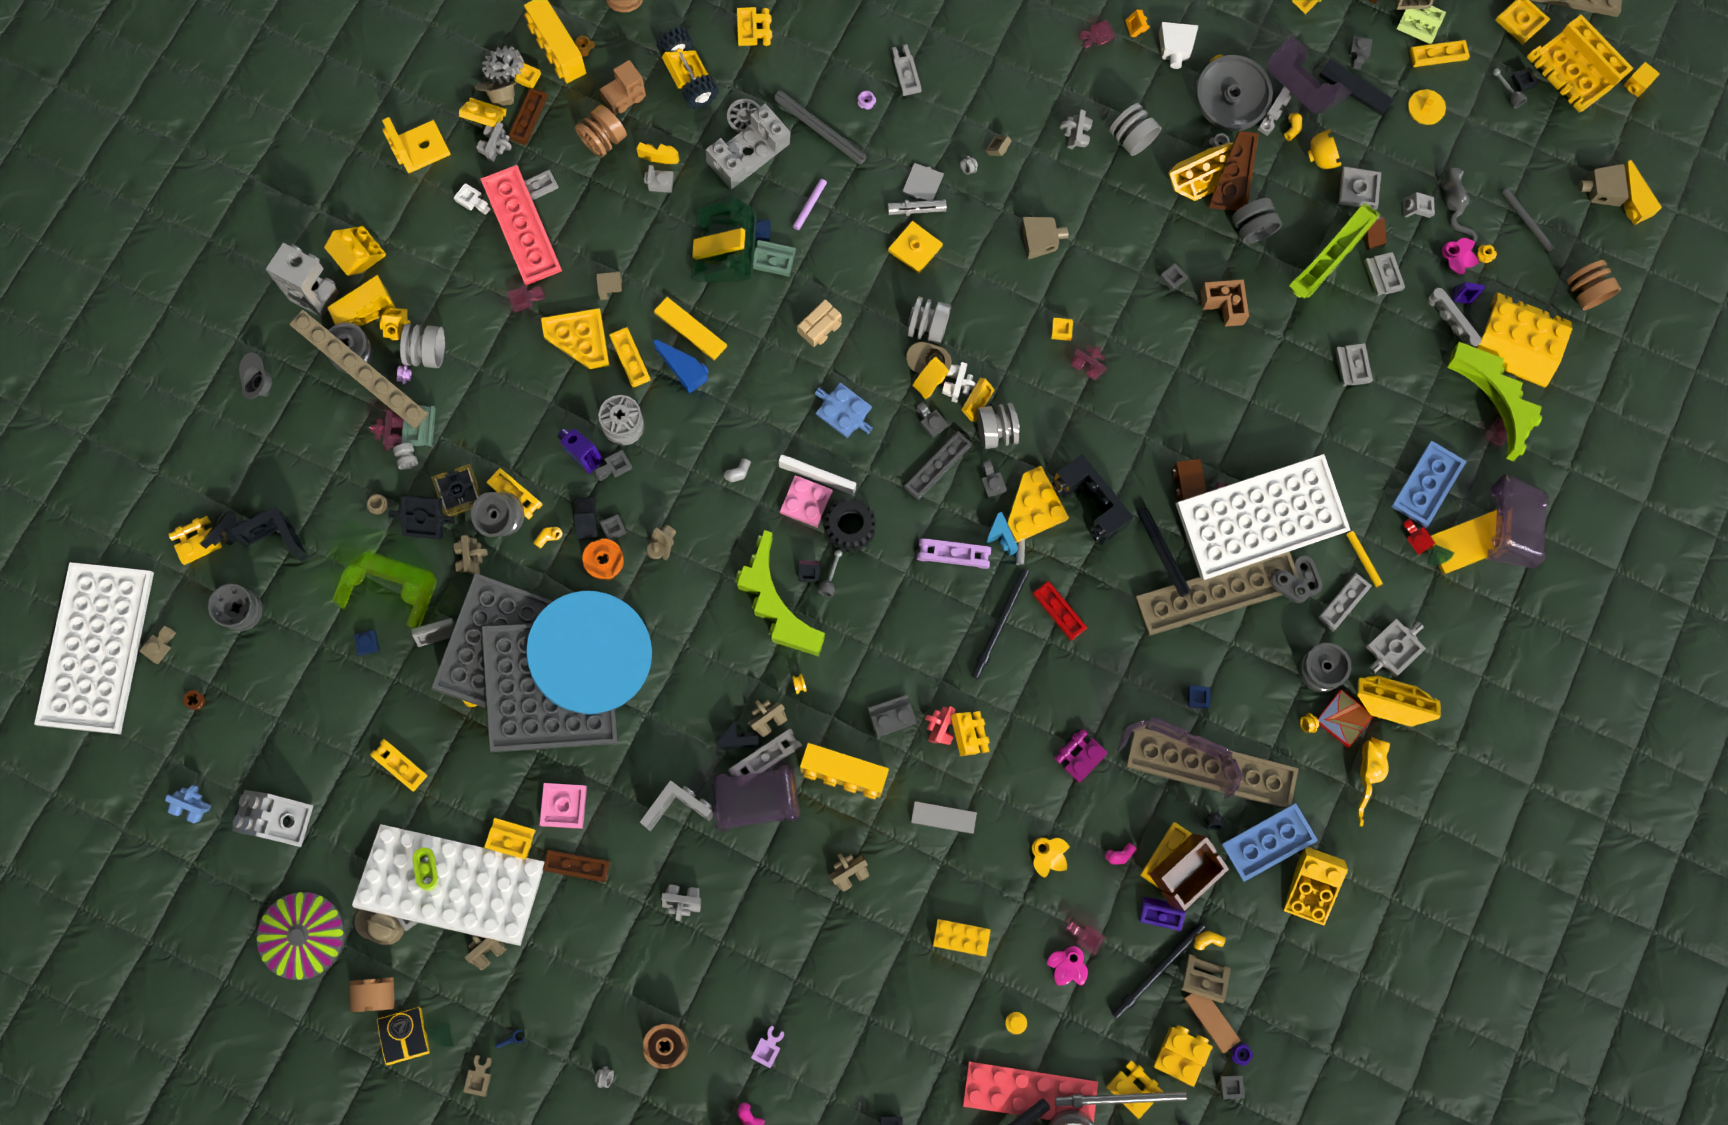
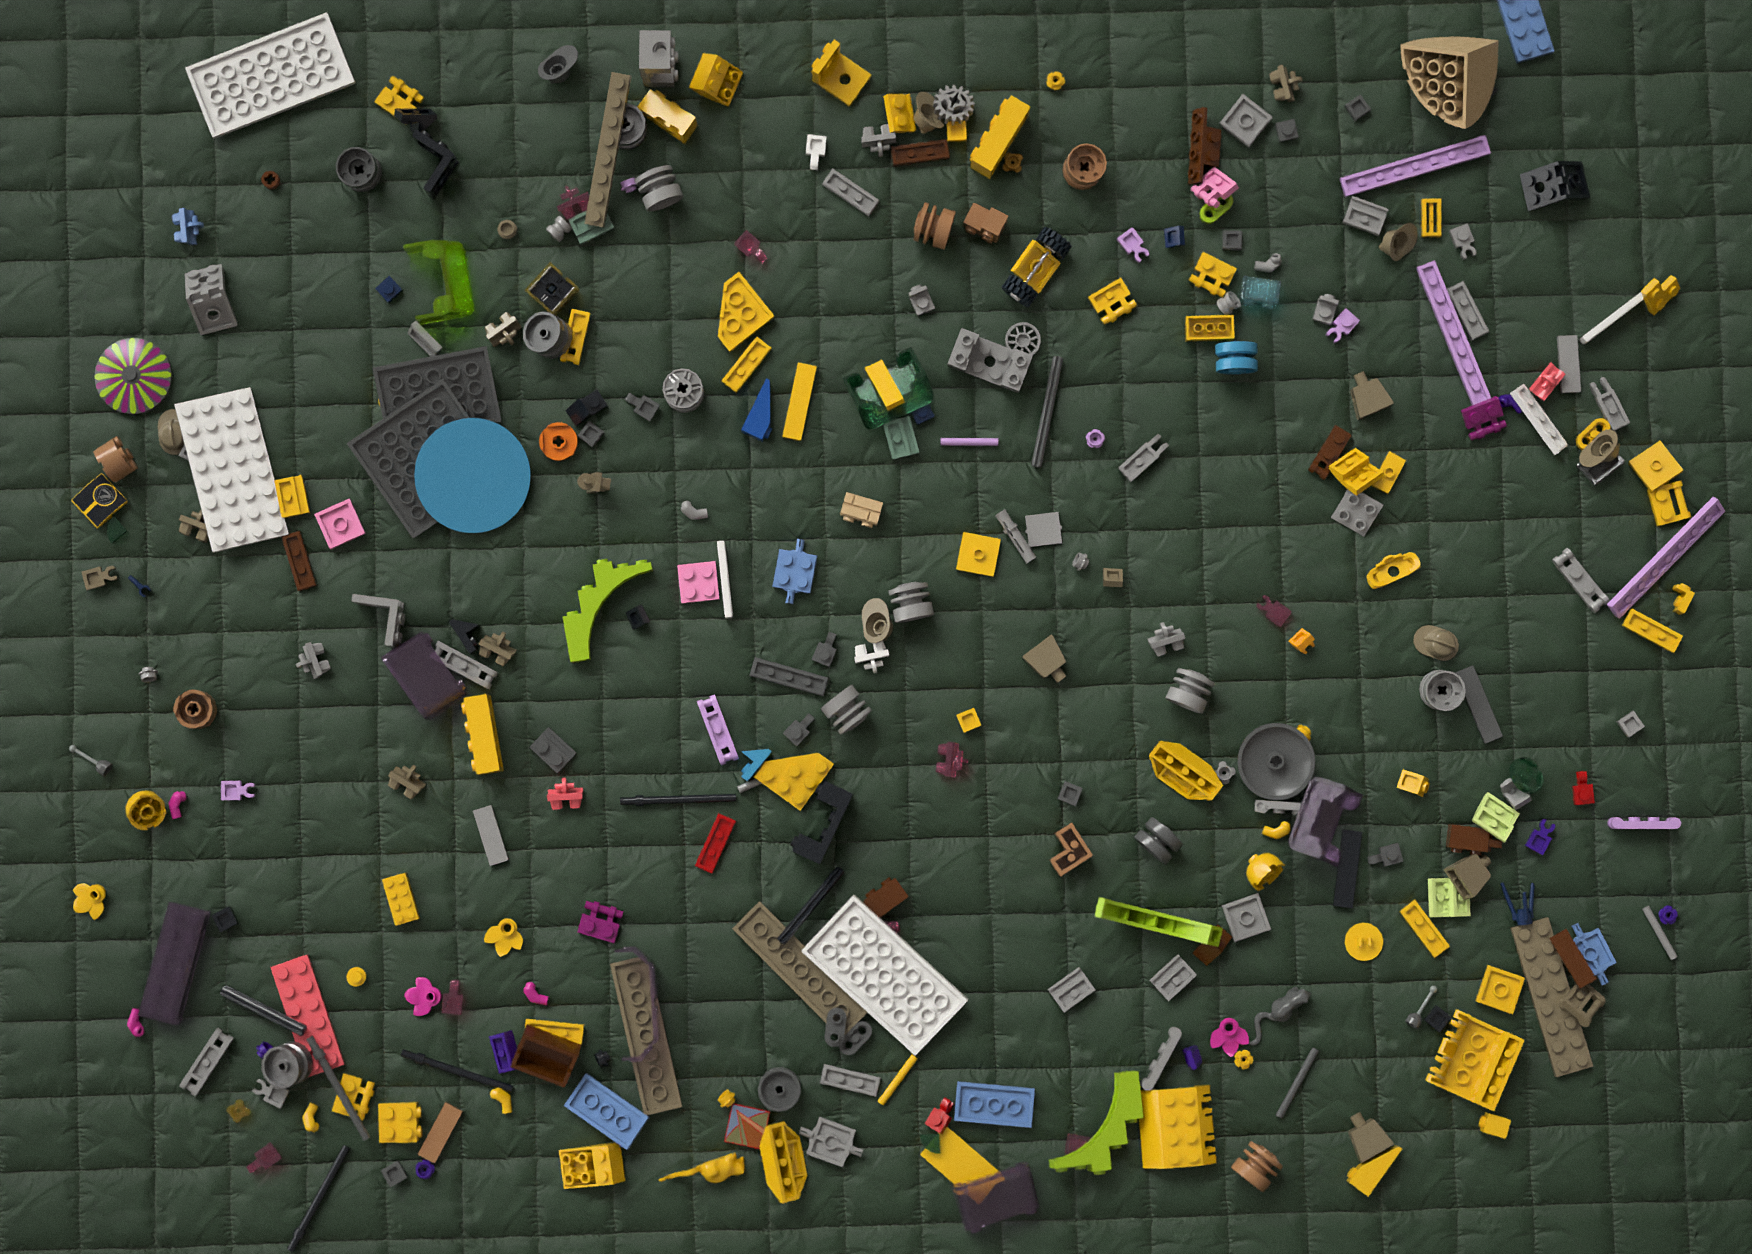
camera: 60 degrees right, 10 degrees up
(157, 647) = (297, 124): dark tan plate -> none
(393, 322) = (667, 152): yellow brick -> none
(399, 765) = (304, 374): yellow plate -> none
(421, 517) = (513, 274): black plate -> none
(425, 870) = (230, 445): lime plate -> none
(521, 225) = (813, 206): coral plate -> none
(547, 534) = (556, 384): yellow arm -> none
(580, 449) = (640, 369): dark purple torso -> none
(608, 283) = (799, 311): dark tan panel -> none
(662, 155) = (945, 289): yellow slope -> none
(799, 683) = (538, 659): yellow bush -> none
(826, 587) = (632, 638): dark grey hinge -> none
(854, 509) = (711, 630): black tyre -> none
(930, 377) = (860, 630): yellow slope -> none
(965, 733) = (566, 817): yellow plate -> none
(977, 399) = (864, 680): yellow plate -> none
(1177, 42) = (1301, 686): white torso -> none
(1199, 697) = (700, 995): dark blue plate -> none
(1203, 983) = (463, 1111): dark tan plate -> none
(1236, 177) = (1190, 802): reddish brown wing -> none
(1418, 204) = (1257, 978): light grey bracket -> none

